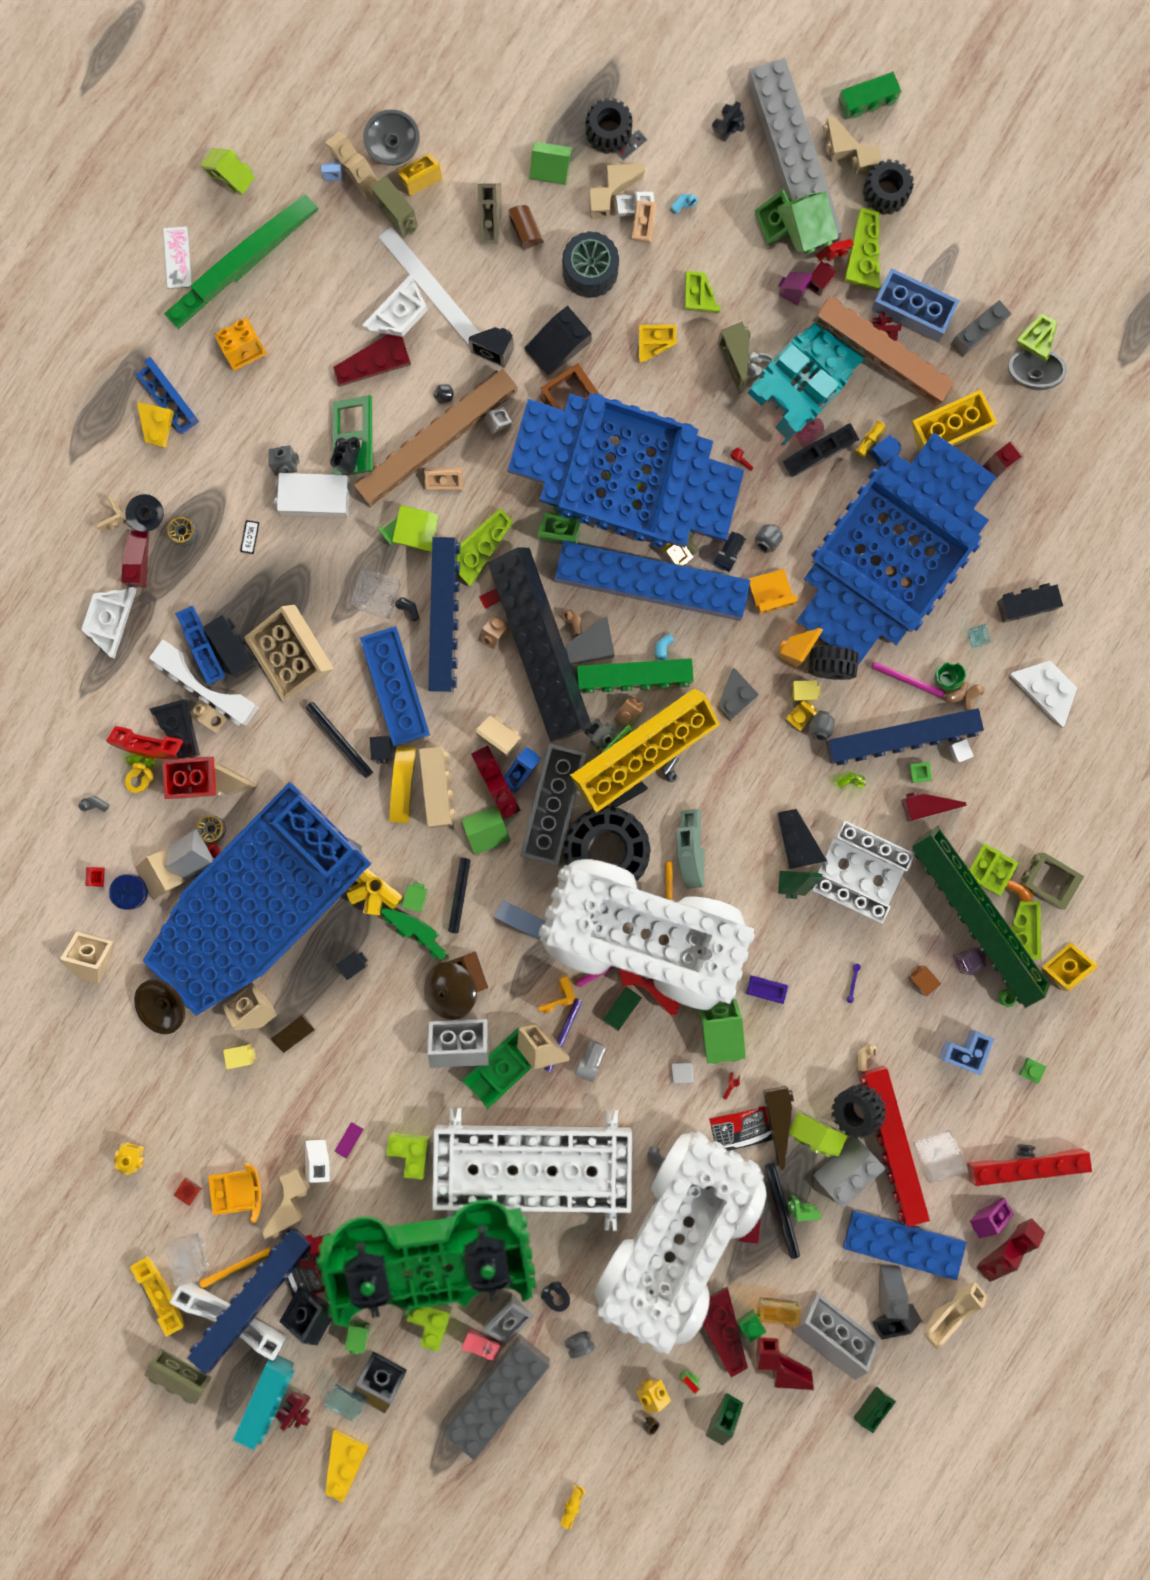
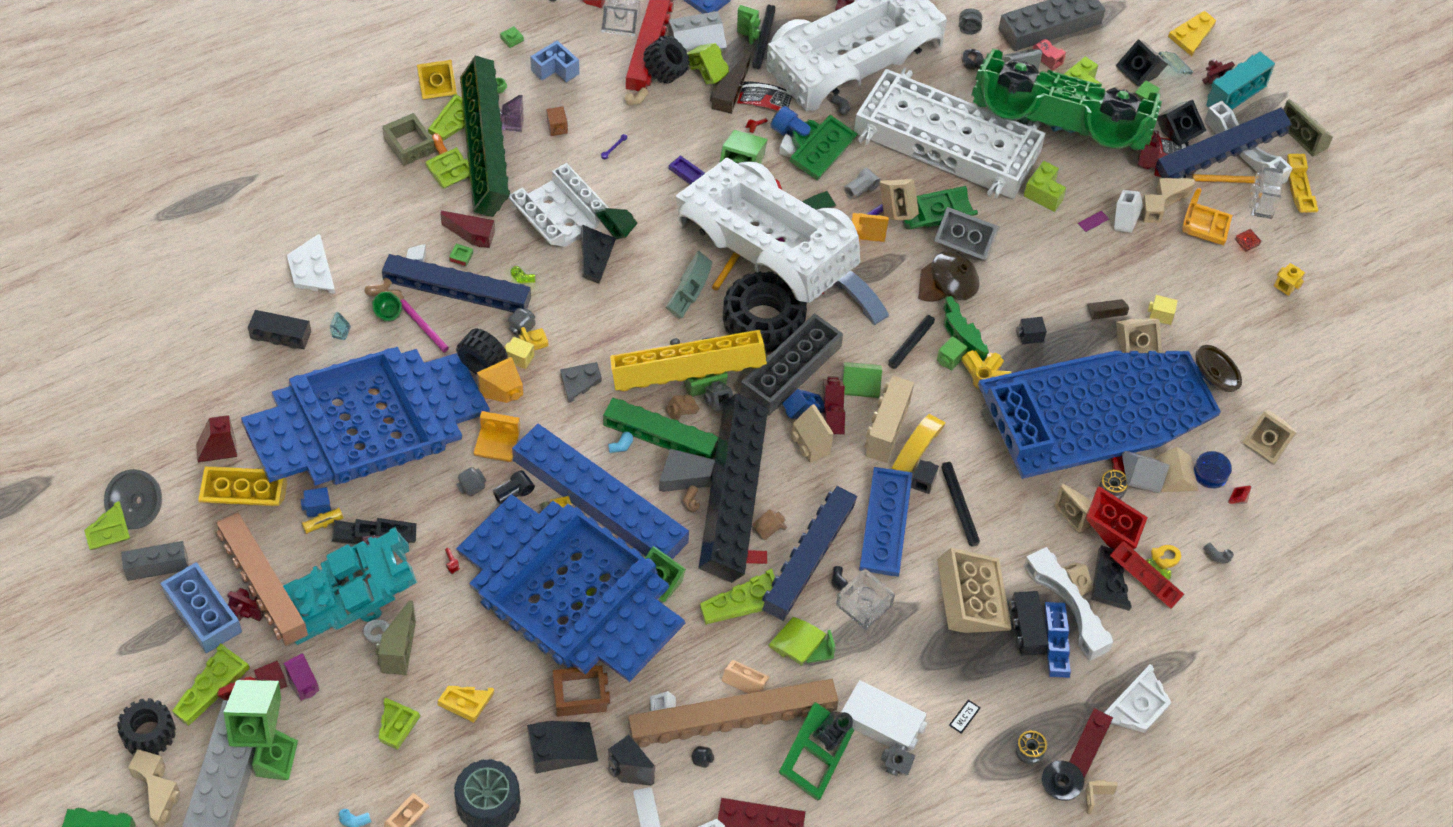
camera: 155 degrees left, 30 degrees down
(659, 1090) = (816, 144): none -> green plate

